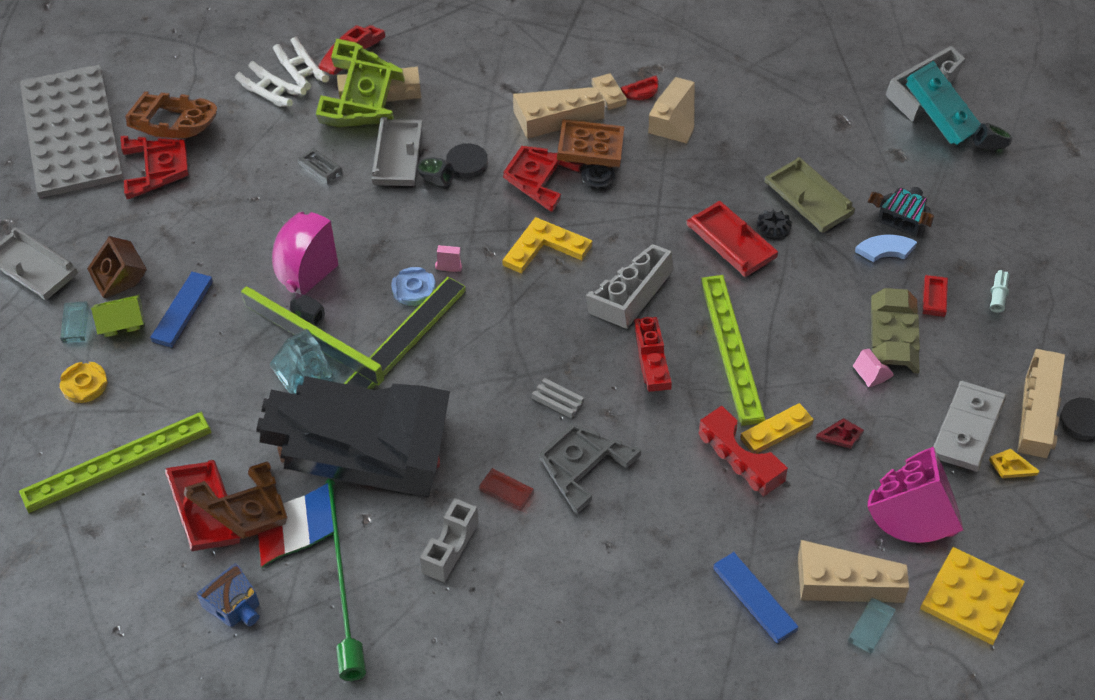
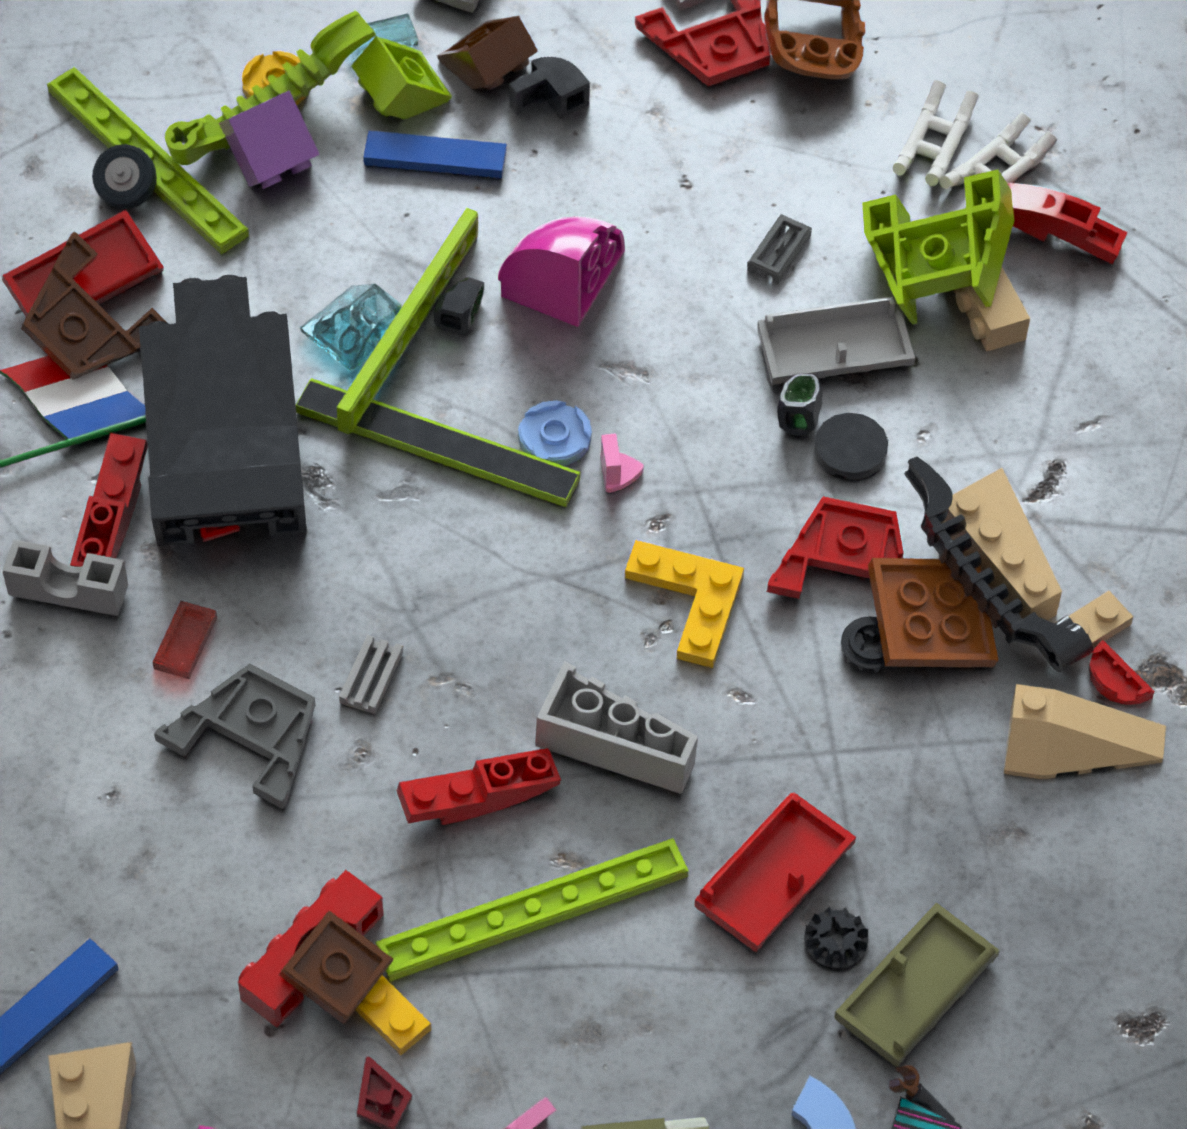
camera: 75 degrees right, 5 degrees up
(102, 374) = (329, 51): none -> lime piece
(131, 470) = (124, 176): none -> black wheel
(142, 381) = (270, 140): none -> medium lavender brick
(157, 239) = (551, 81): none -> black brick
(396, 513) = (113, 500): none -> red slope
(623, 98) = (1058, 642): none -> black piece
(765, 433) = (336, 967): none -> reddish brown tile

